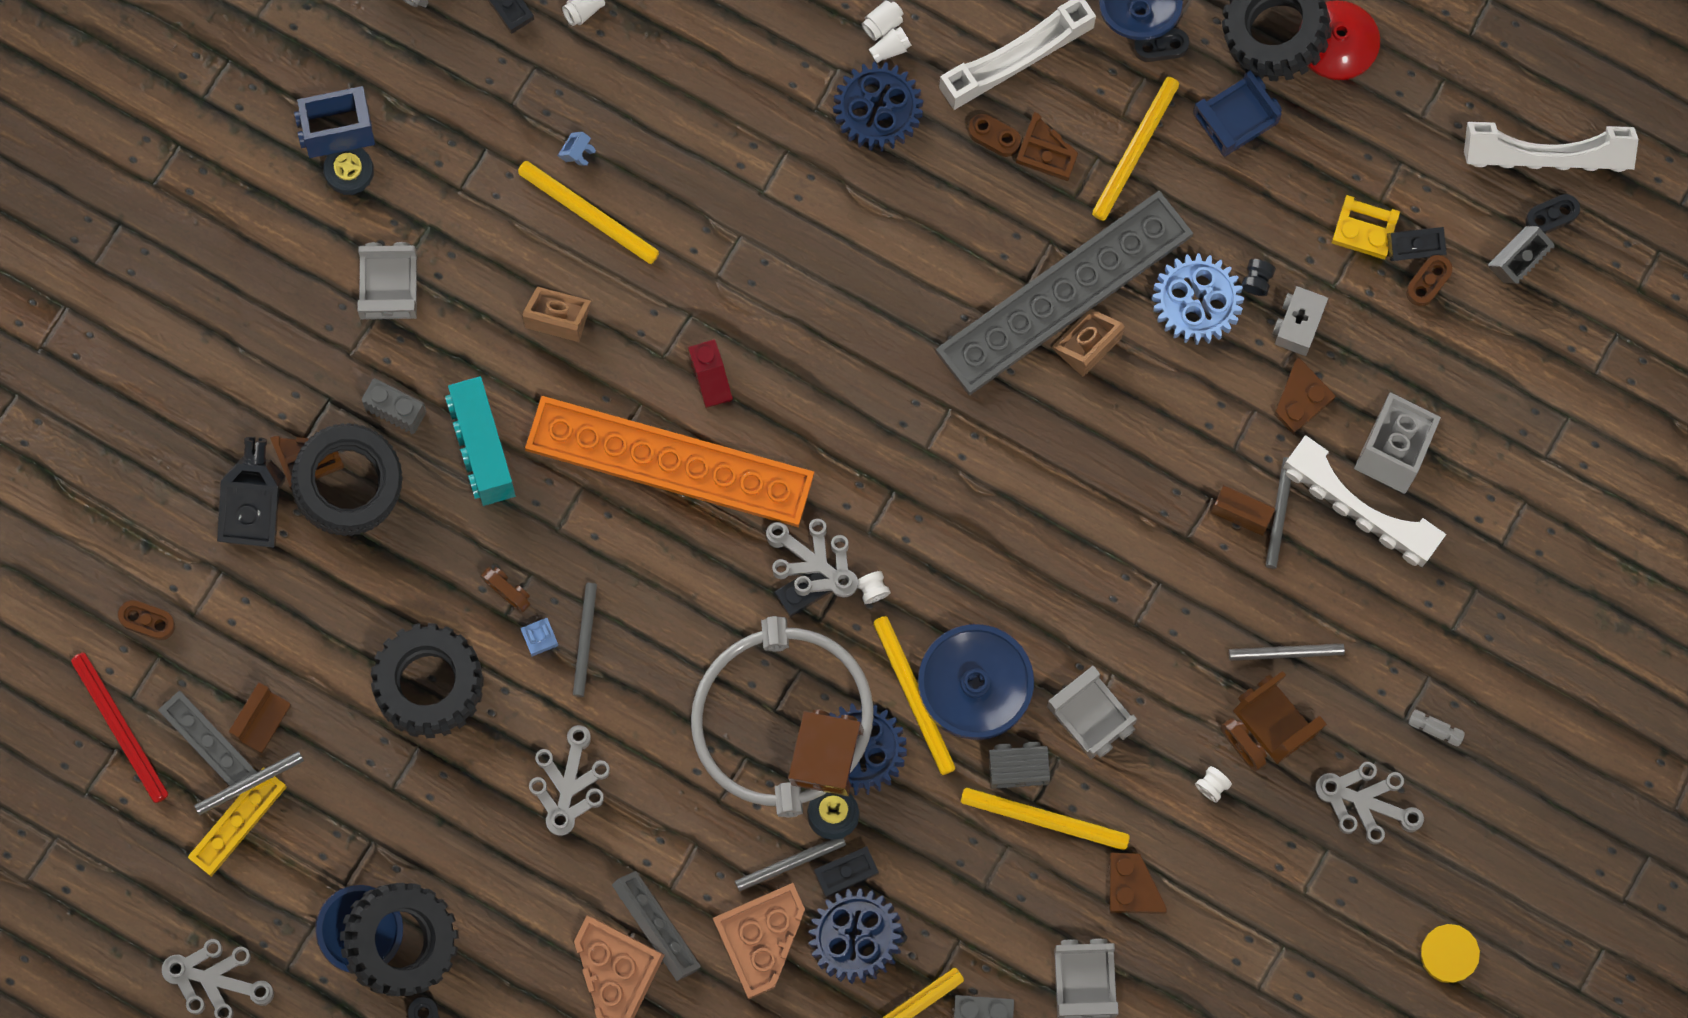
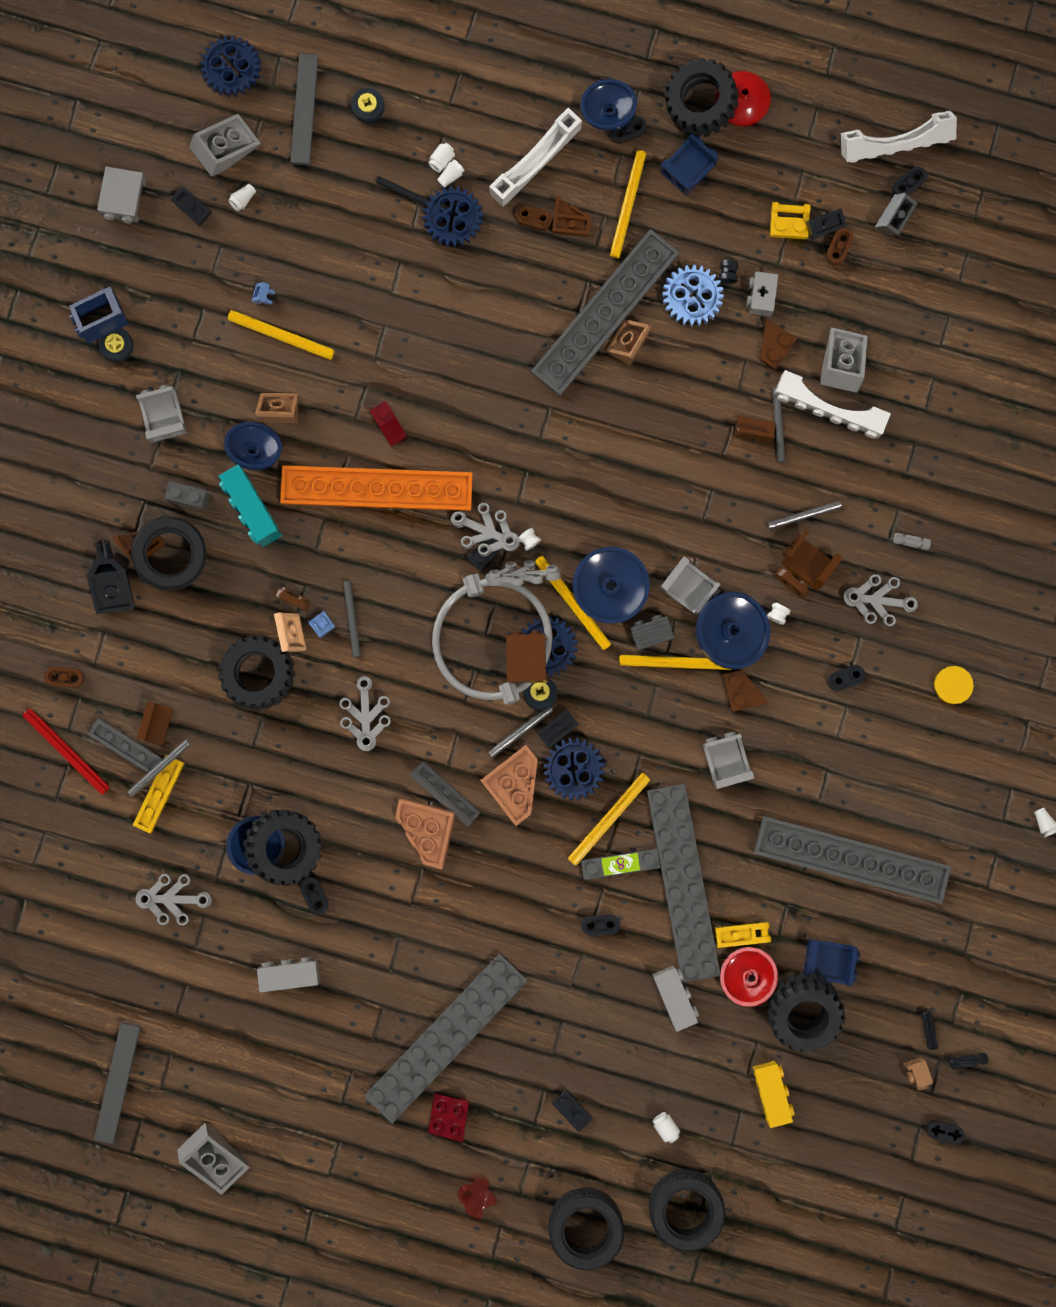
camera: 15 degrees left, 10 degrees up
(491, 634) = (290, 632): none -> light nougat tile
(507, 357) = (254, 439): none -> dark blue dish
(814, 53) = (401, 190): none -> black bar
(860, 633) = (497, 577): none -> light grey plant
(1139, 791) = (733, 630): none -> dark blue dish
(1292, 904) = (846, 678): none -> black plate

